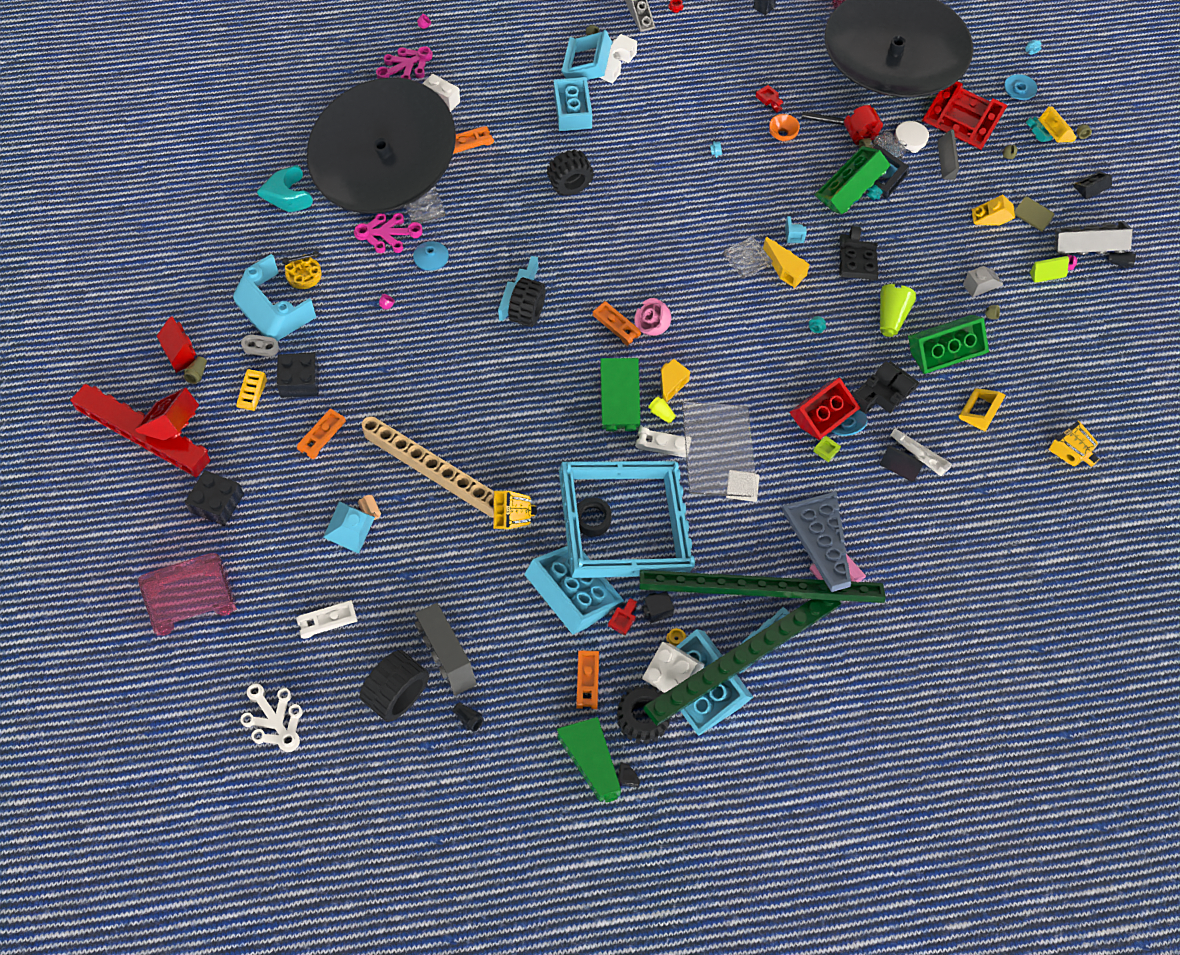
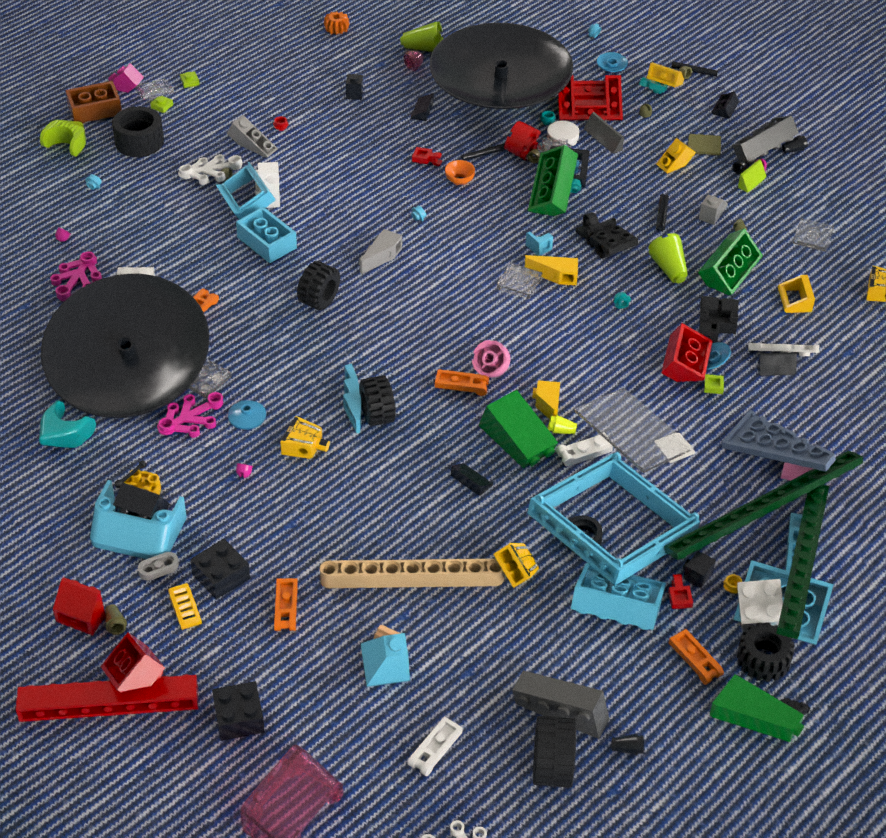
camera: 35 degrees left, 15 degrees down
(280, 286) = (139, 502): none -> black brick
(449, 302) = (303, 439): none -> yellow torso
(550, 412) = (470, 478): none -> black slope
(563, 13) = (203, 166): none -> white plant
(656, 167) = (382, 250): none -> light grey slope
(809, 49) = (423, 107): none -> black slope
(911, 113) = (547, 117): none -> teal plate
(933, 259) = (662, 212): none -> black axle
(1047, 252) = (737, 165): none -> black hinge
(1055, 358) = (813, 234): none -> clear plate
(1102, 136) = (697, 69): none -> black bar

